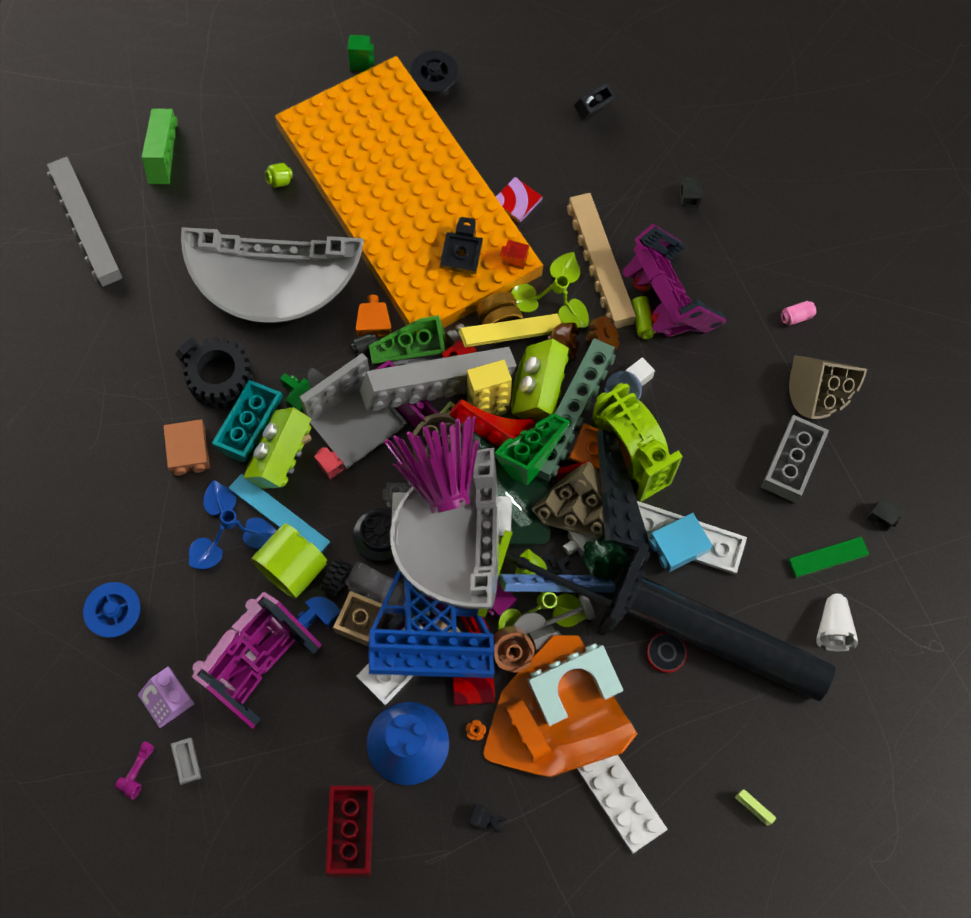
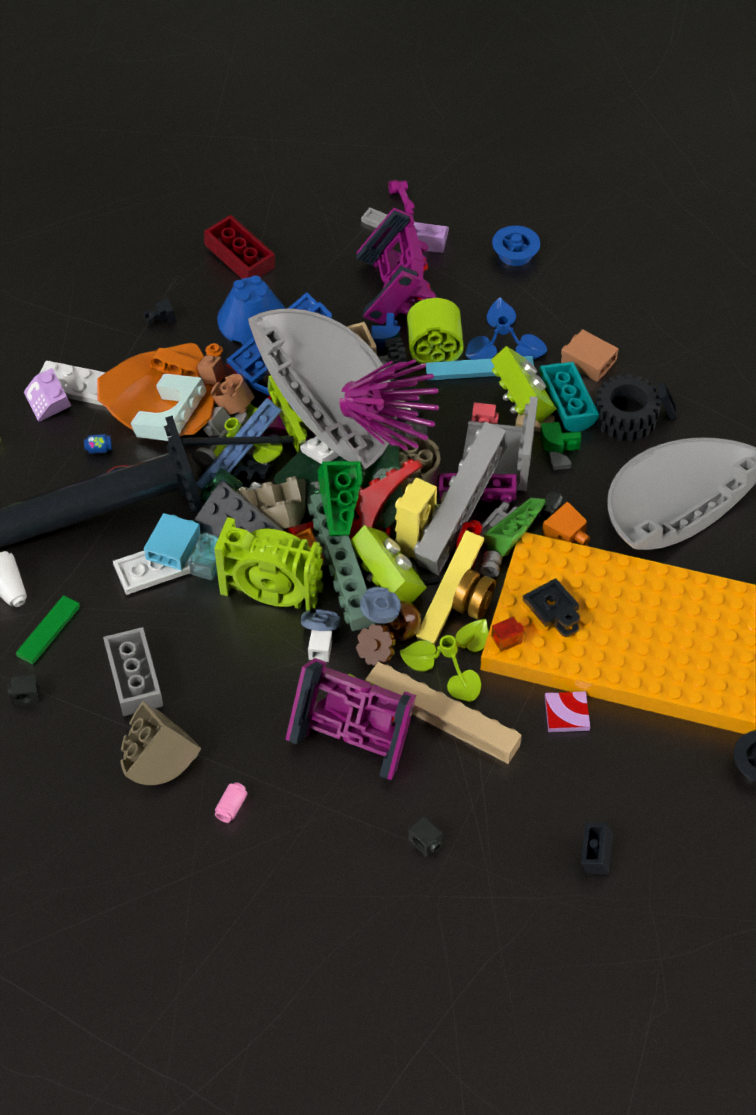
camera: 140 degrees right, 15 degrees down
(504, 695) = (211, 370): none -> nougat brick
(584, 340) = (380, 605): none -> sand blue tile
(659, 707) = (98, 443): none -> blue brick
(664, 505) = (203, 560): none -> clear light blue brick
(666, 797) = (46, 395): none -> lavender slope

